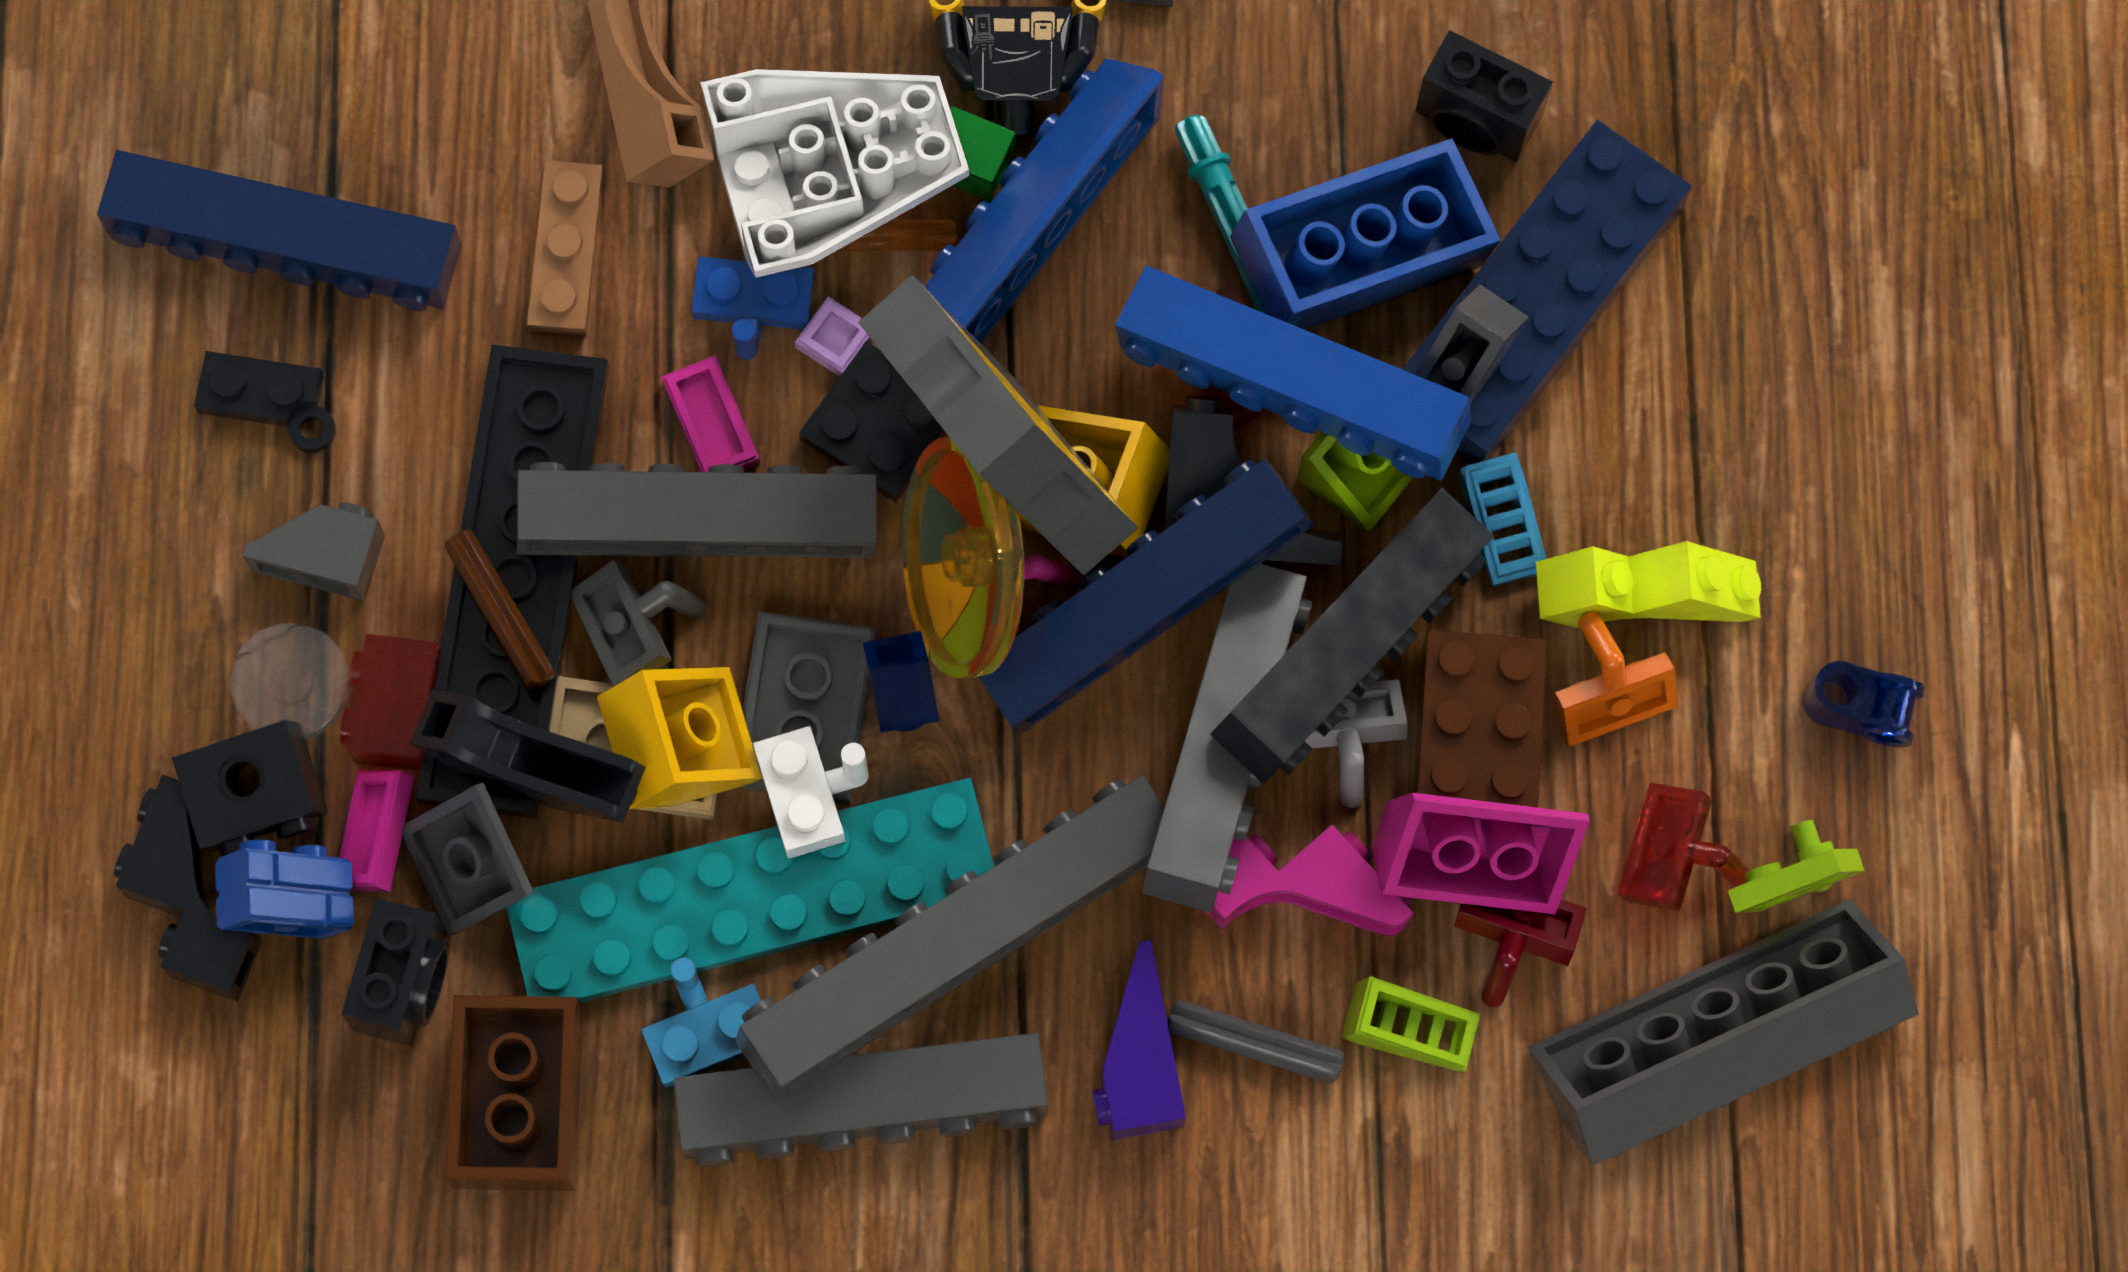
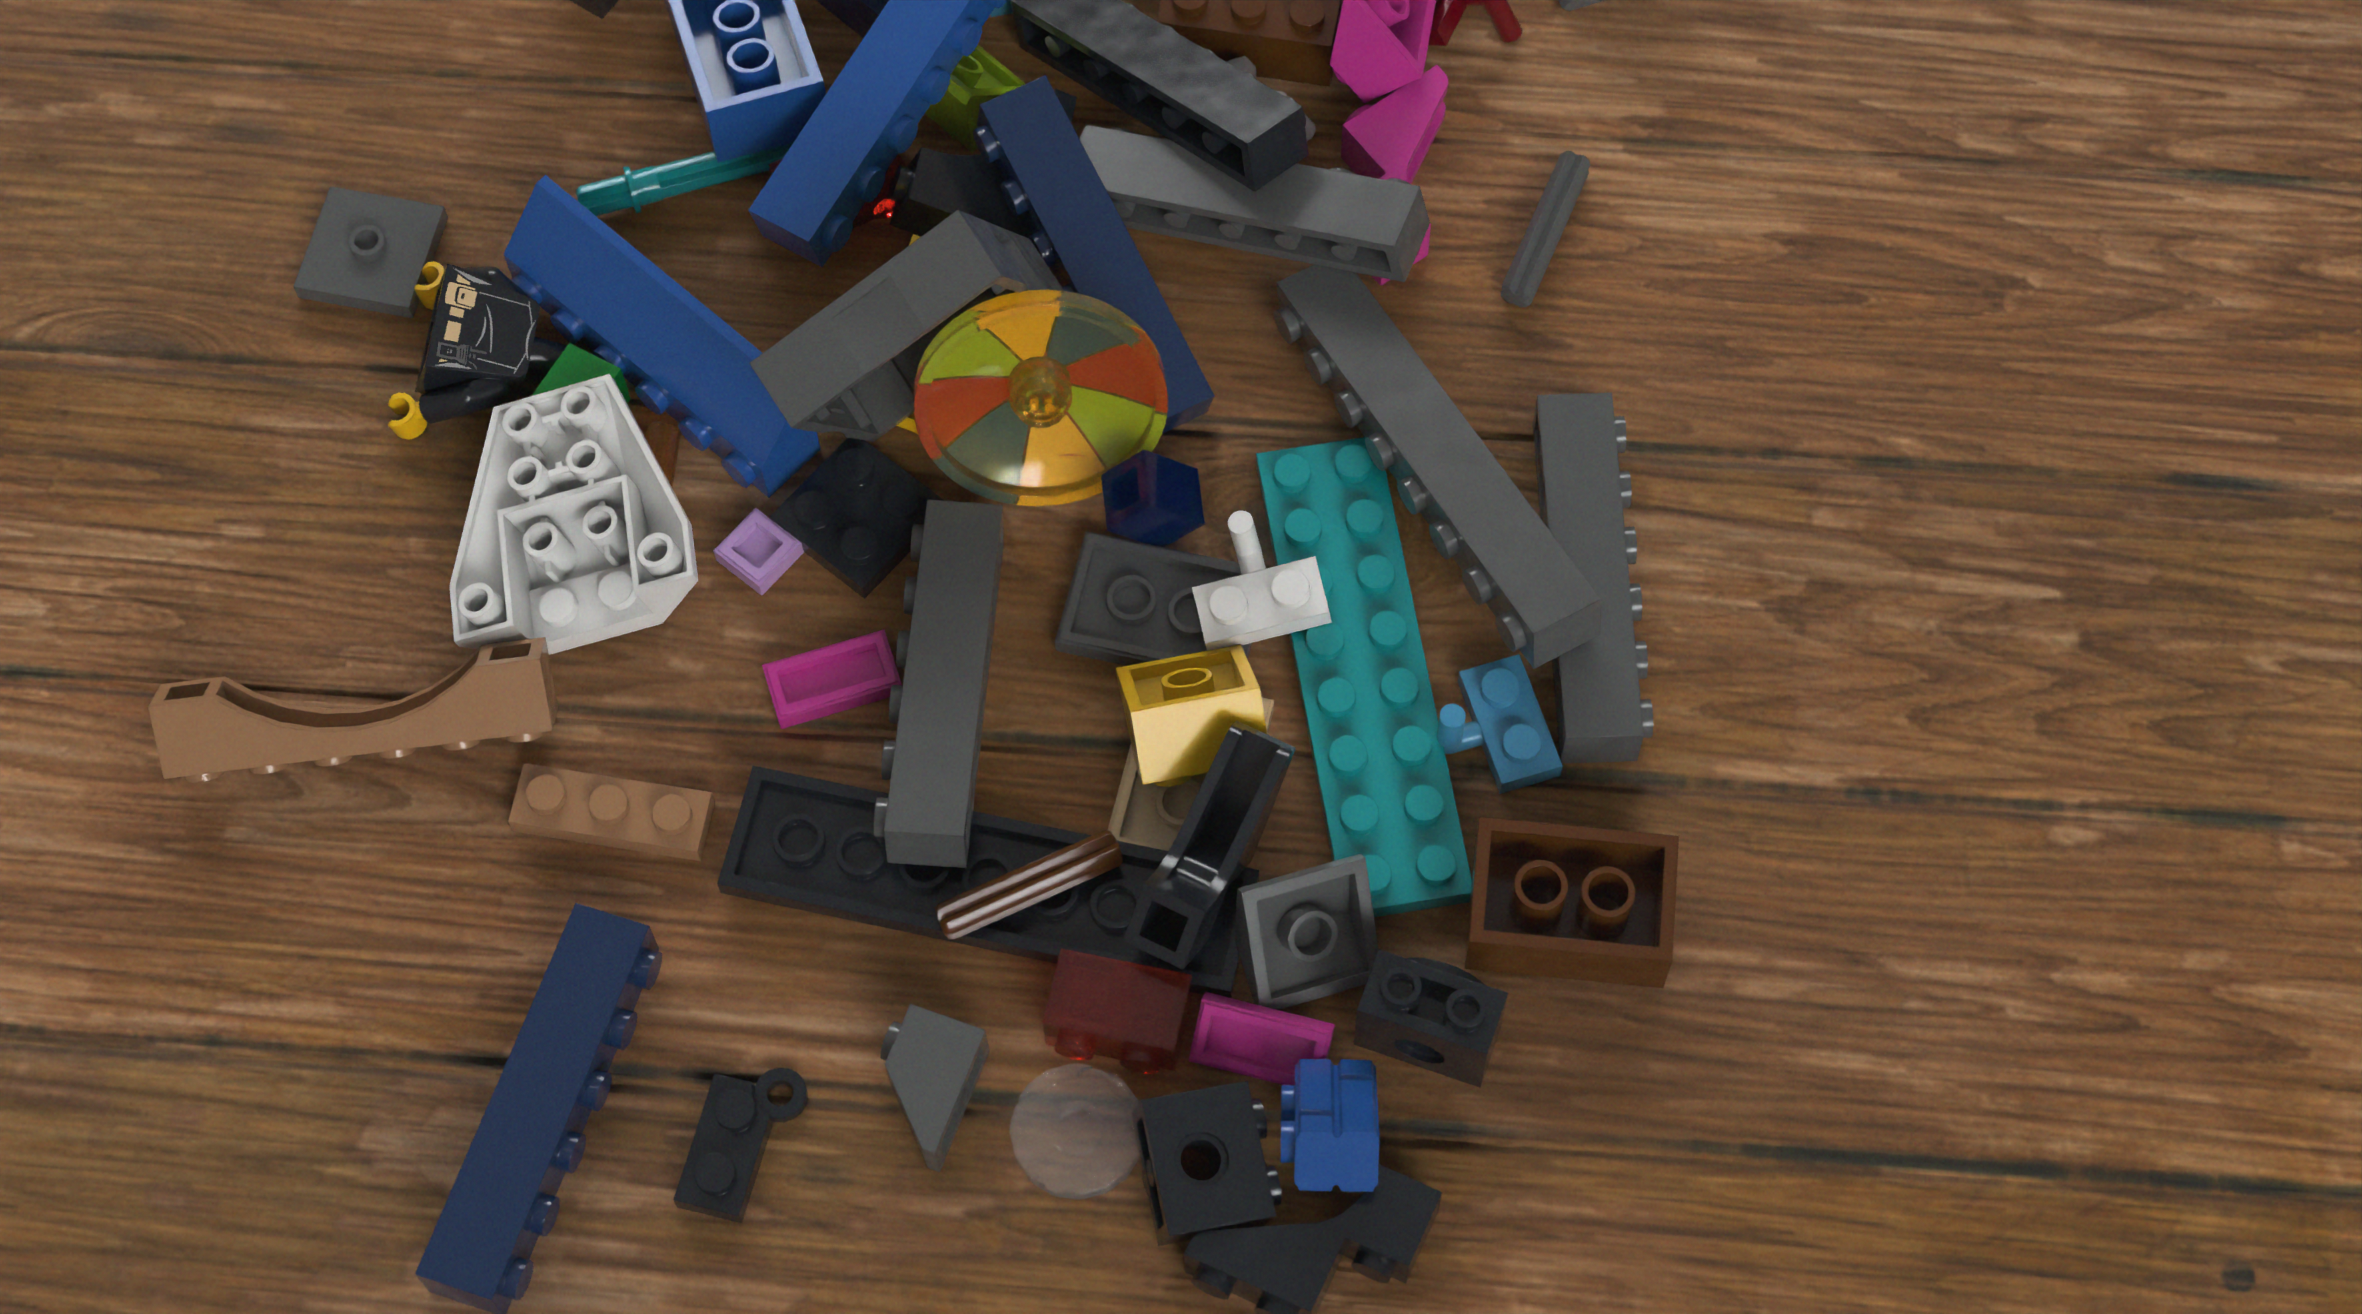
camera: 80 degrees left, 10 degrees down
(622, 620) = (1056, 767): dark grey plate -> none
(731, 293) = (700, 628): blue plate -> none
(1140, 1070) = (1562, 322): dark purple slope -> none
(1360, 1013) = (1535, 103): lime slope -> none

